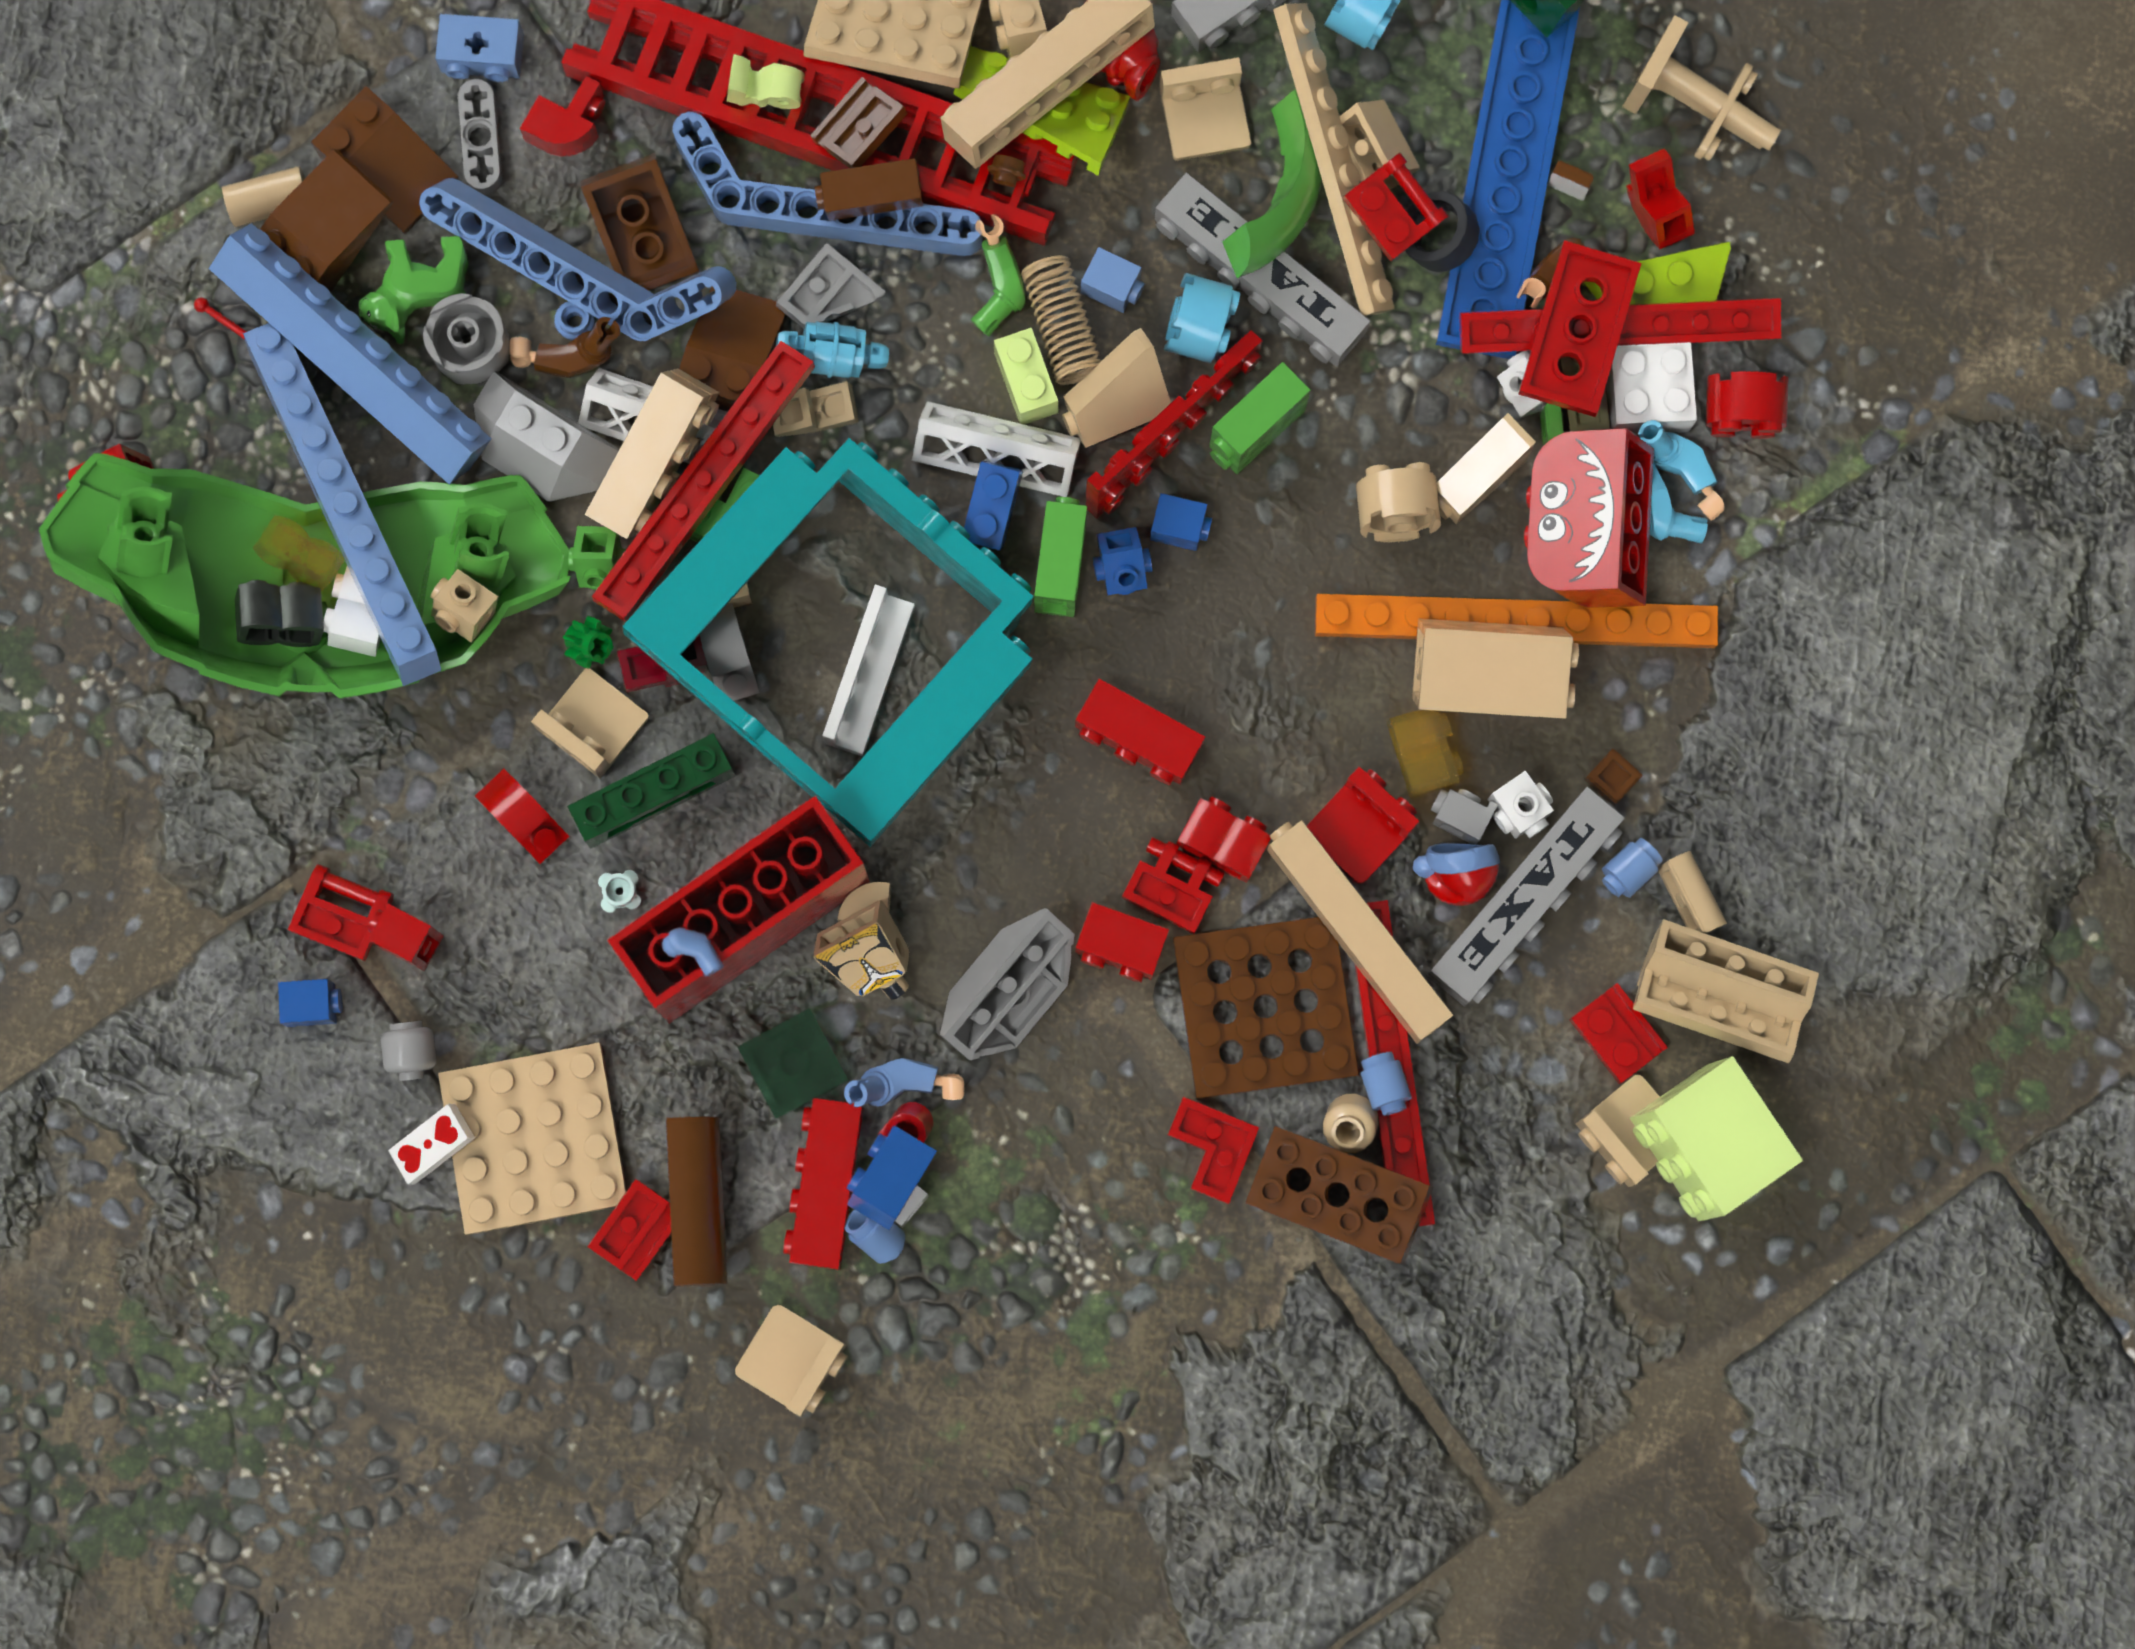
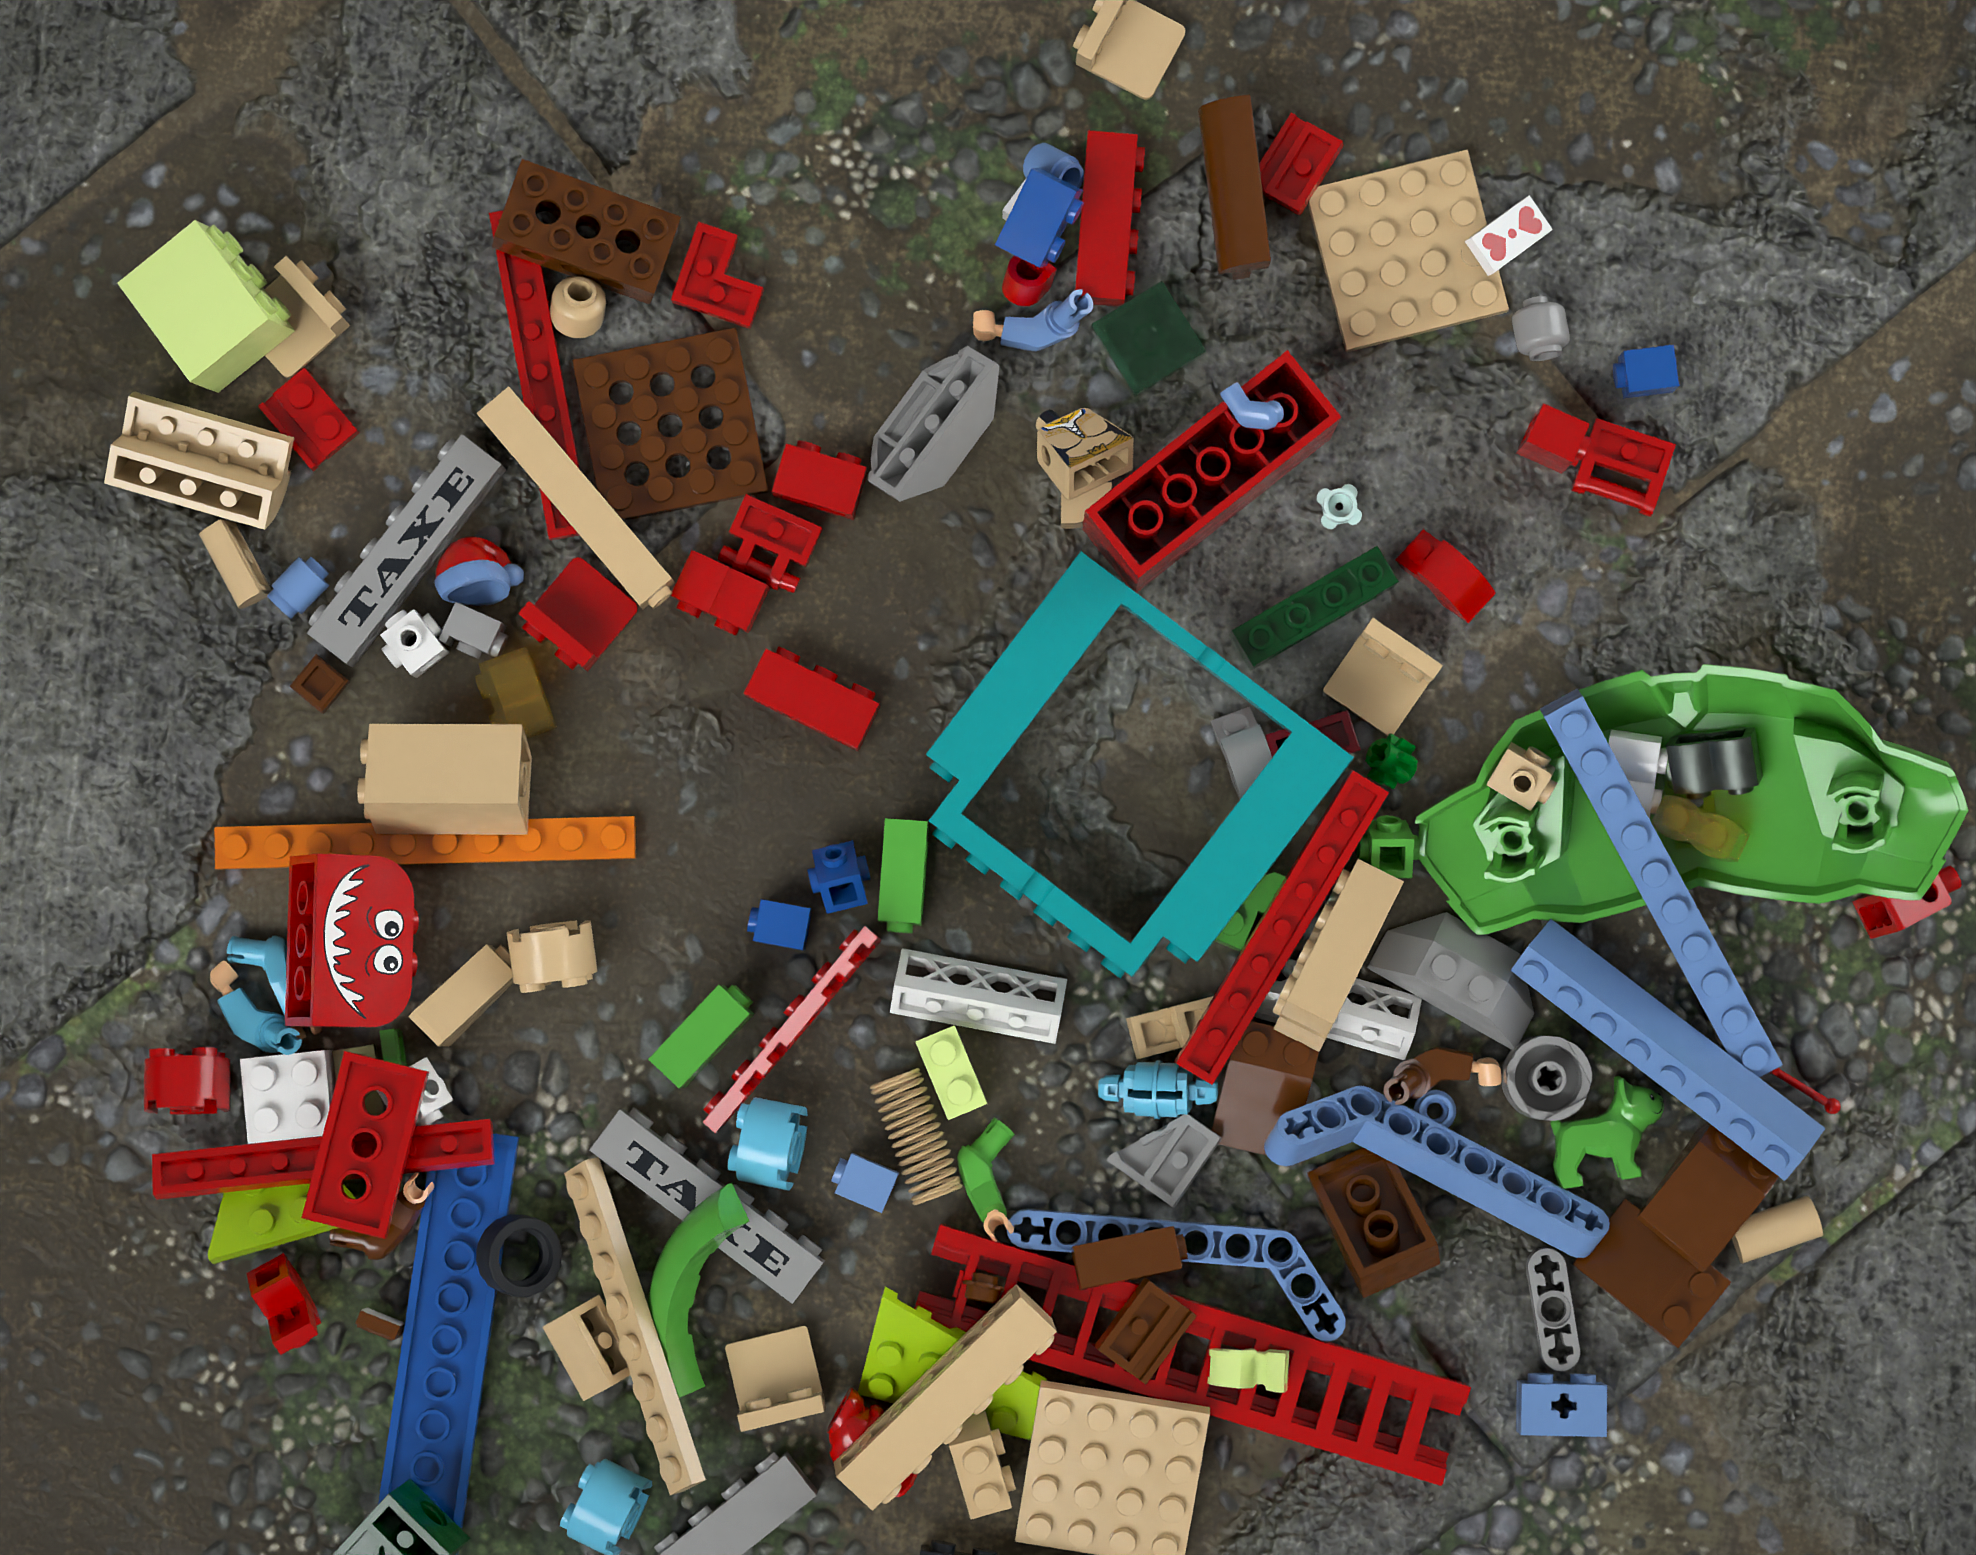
camera: 175 degrees left, 5 degrees up
(562, 129) = (1465, 1318): red brick -> none
(868, 672) = (1097, 748): white fence -> none
(992, 504) = (978, 928): blue brick -> none
(1117, 393) = (853, 1056): tan slope -> none
(1383, 213) = (576, 1260): red plate -> none
(1385, 1083) = (543, 345): medium blue brick -> none
(1677, 80) = (218, 1413): tan piece -> none

